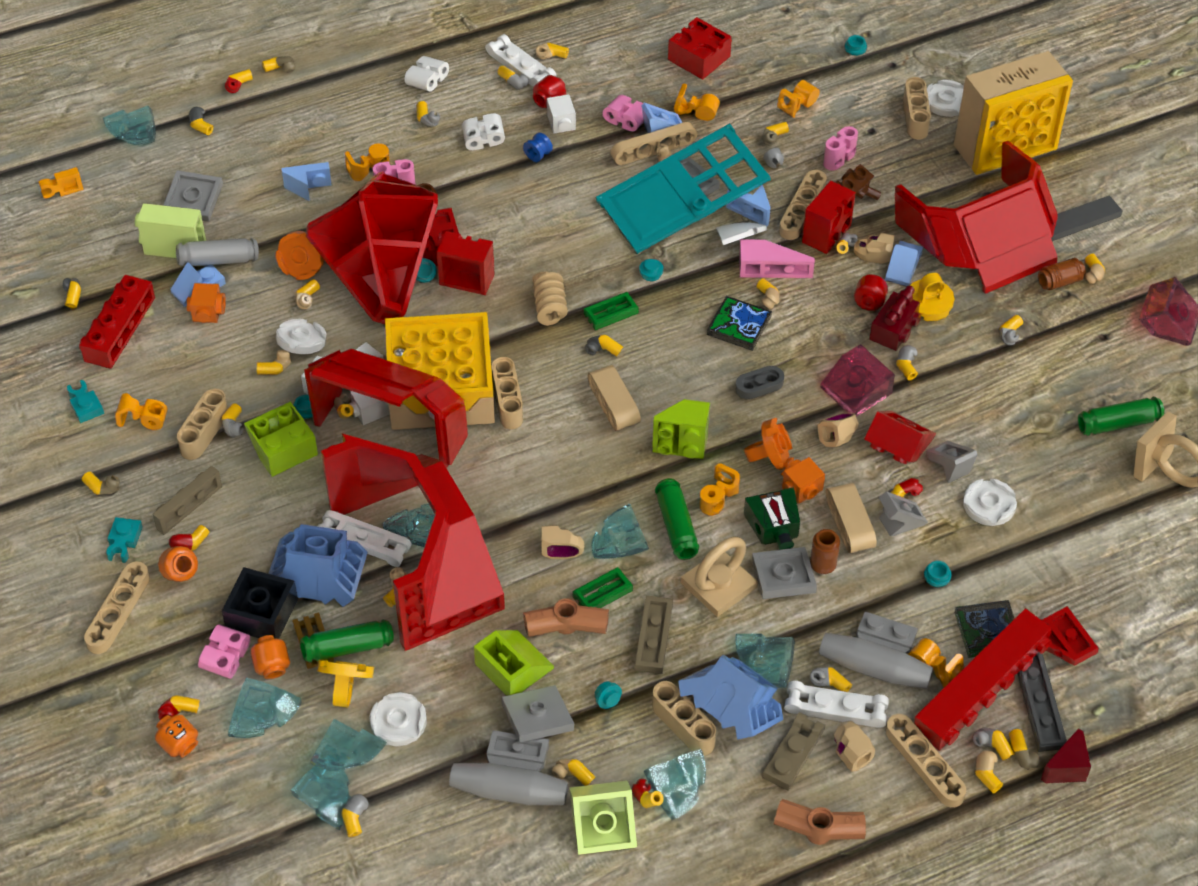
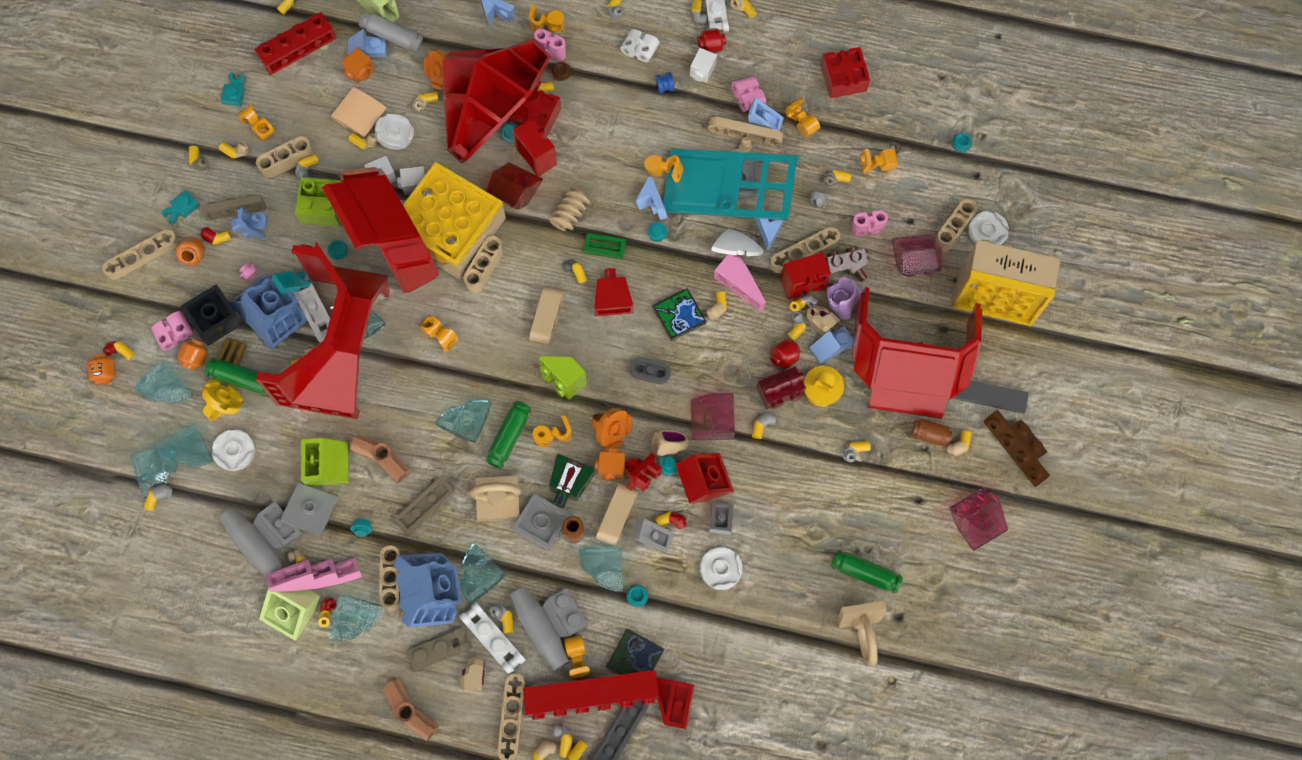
camera: 35 degrees right, 20 degrees up
(138, 454) = (234, 152): none -> arm
(224, 501) = (250, 223): none -> medium blue hips
(244, 342) = (358, 112): none -> light nougat slope
(259, 547) = (248, 272): none -> bright pink plate
(323, 518) = (288, 282): none -> teal plate
(475, 304) = (513, 185): none -> clear red slope
(507, 476) = (433, 328): none -> light orange leg
(560, 543) = (423, 398): tan rock -> none
(597, 215) = (656, 166): none -> light orange leg
(602, 765) = (304, 576): none -> bright pink slope
(606, 593) = (441, 452): green tile -> none
(623, 240) = (650, 197): none -> light blue slope
(662, 342) = (612, 295): none -> red torso
(843, 463) = (640, 469): none -> red hips
(856, 264) = (799, 326): none -> arm
(856, 448) = (668, 464): none -> teal plate
(876, 216) = (843, 297): none -> lavender hair
(881, 568) = (604, 566): none -> clear light blue brick
(908, 148) = (917, 255): none -> clear pink slope
(1145, 239) = (1020, 445): none -> reddish brown bracket

